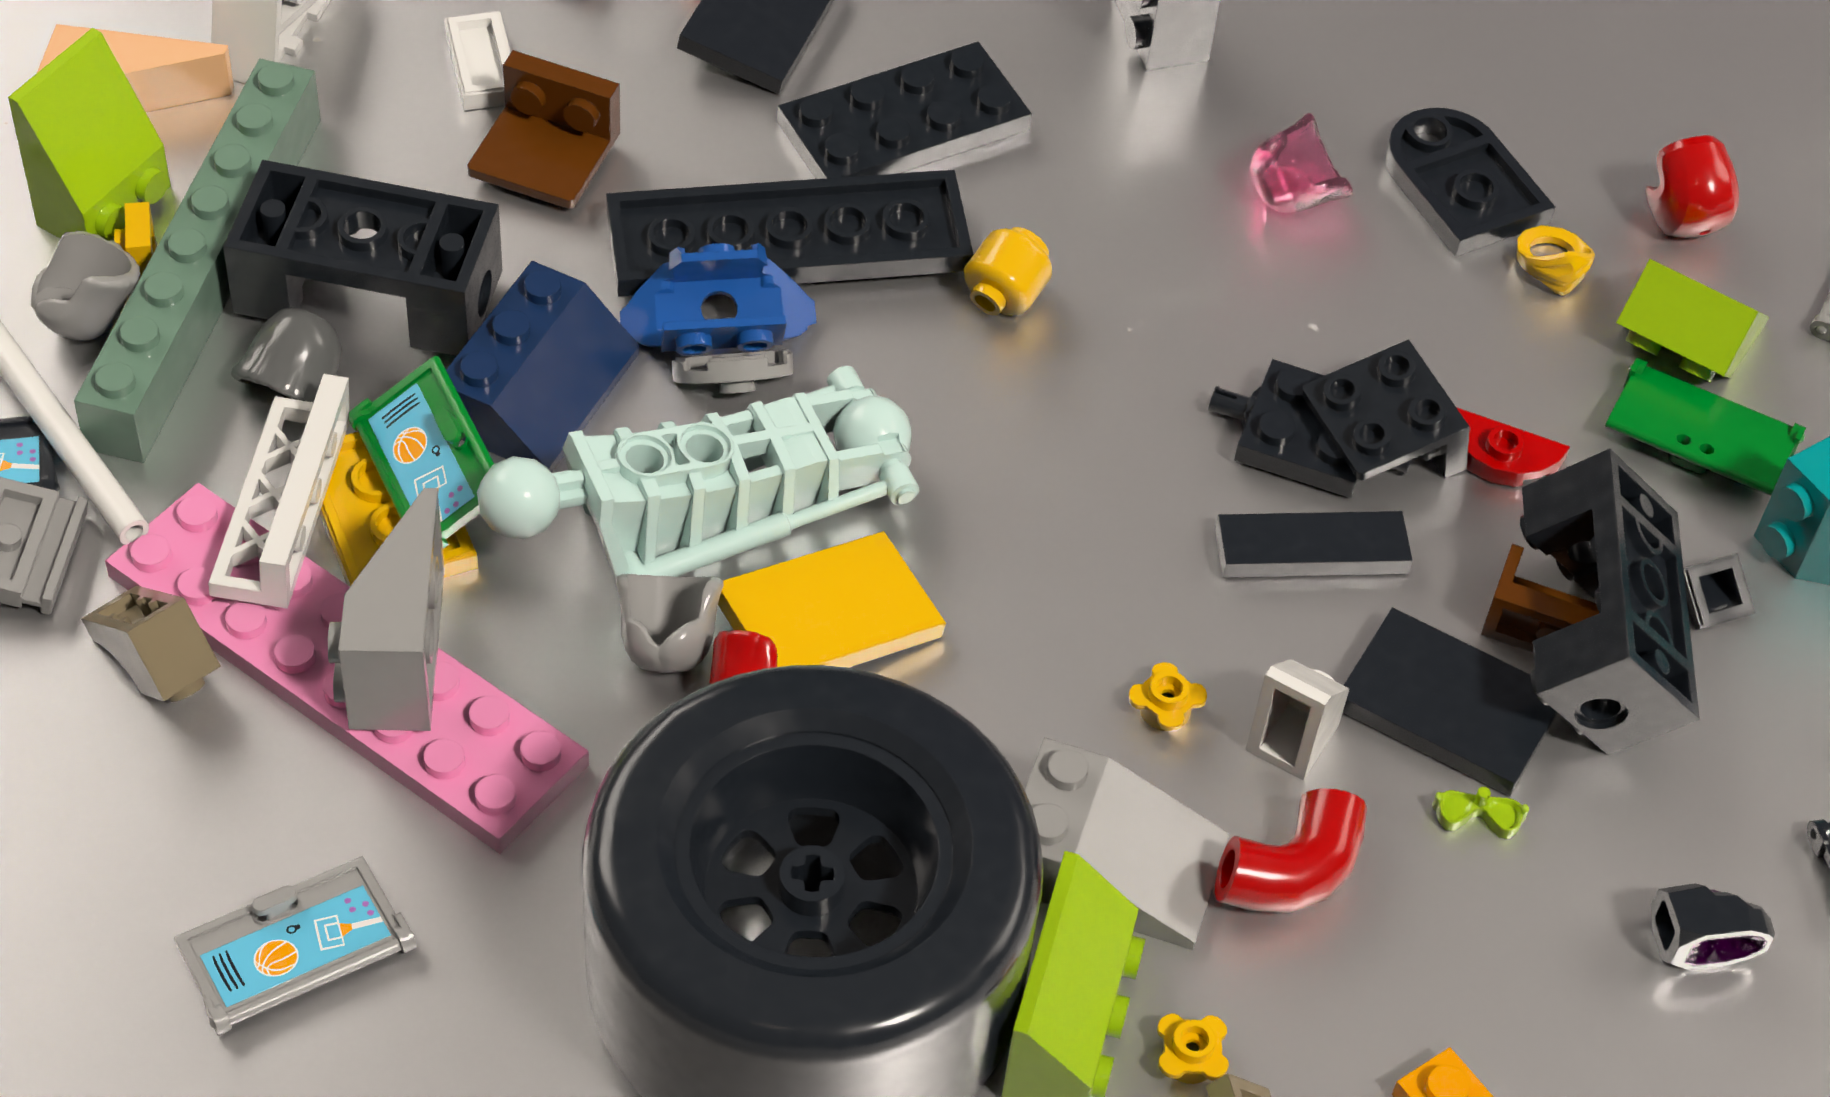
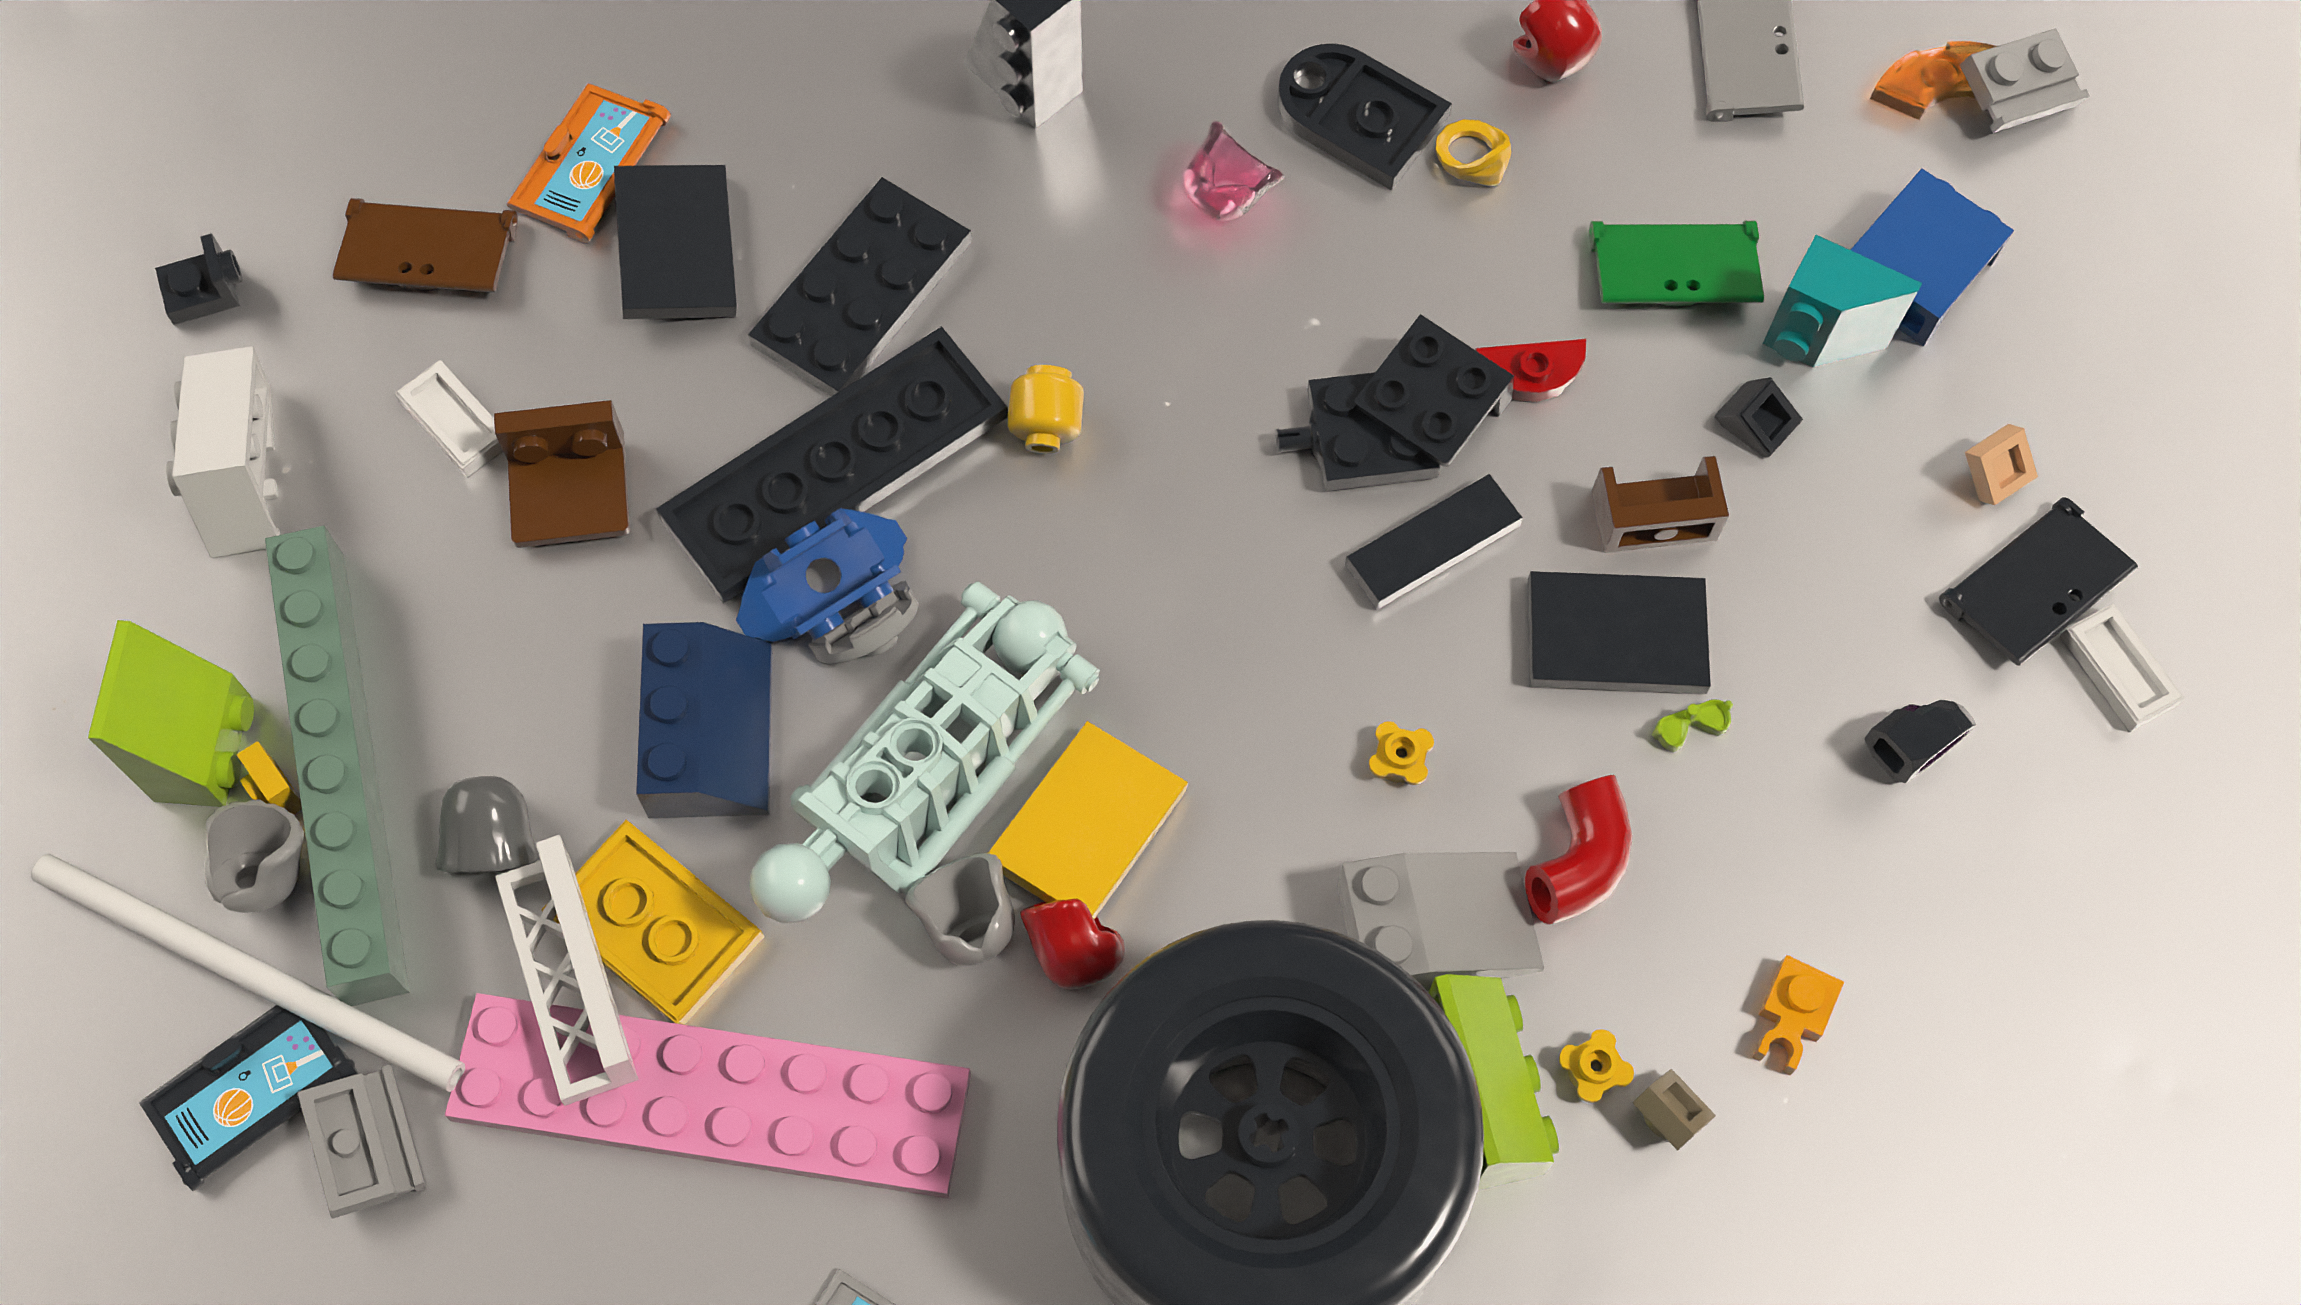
camera: 25 degrees left, 15 degrees up
(154, 642) = (539, 1174): dark tan arch -> none
(159, 68) = (151, 594): light nougat slope -> none
(392, 627) = (764, 1085): light grey slope -> none
(416, 441) = (661, 870): door -> none
(426, 248) = (551, 674): black plate -> none
(1295, 716) = (1518, 719): white slope -> none
(1632, 663) = (1688, 416): black plate -> none
(1690, 320) = (1620, 164): lime slope -> none

